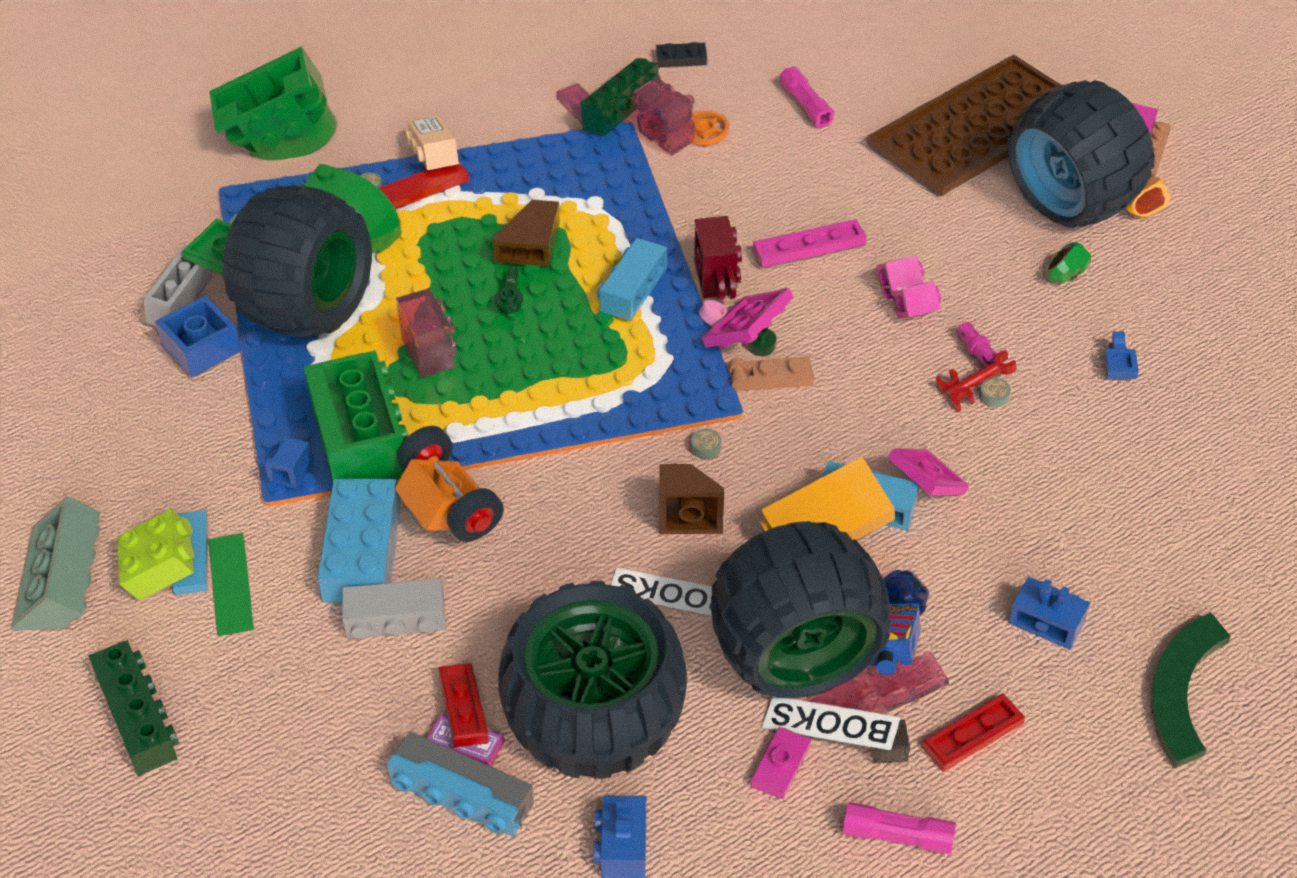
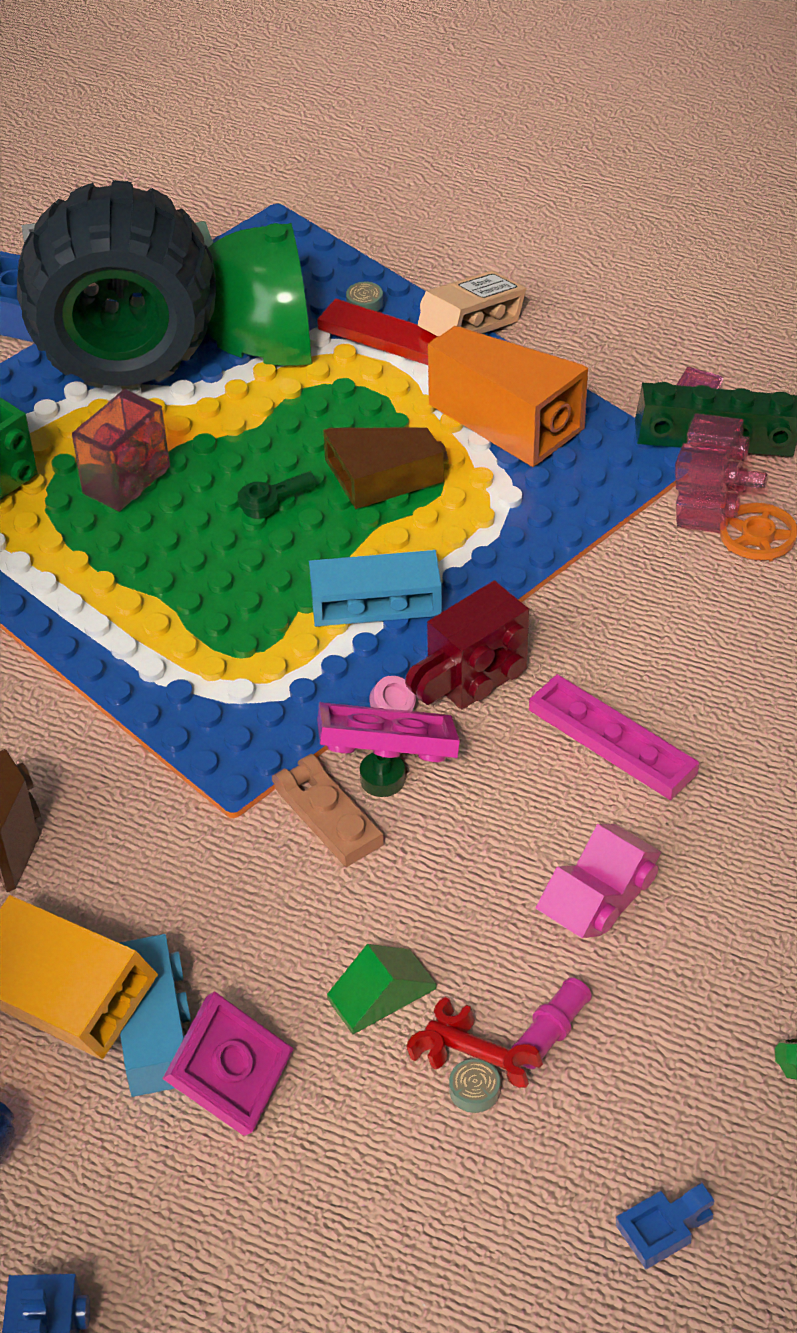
camera: 60 degrees right, 0 degrees up
(275, 109) = (405, 166): green brick -> none
(531, 158) = (507, 392): none -> orange slope
(706, 443) = (149, 801): tile -> none
(910, 403) = (378, 985): none -> green slope

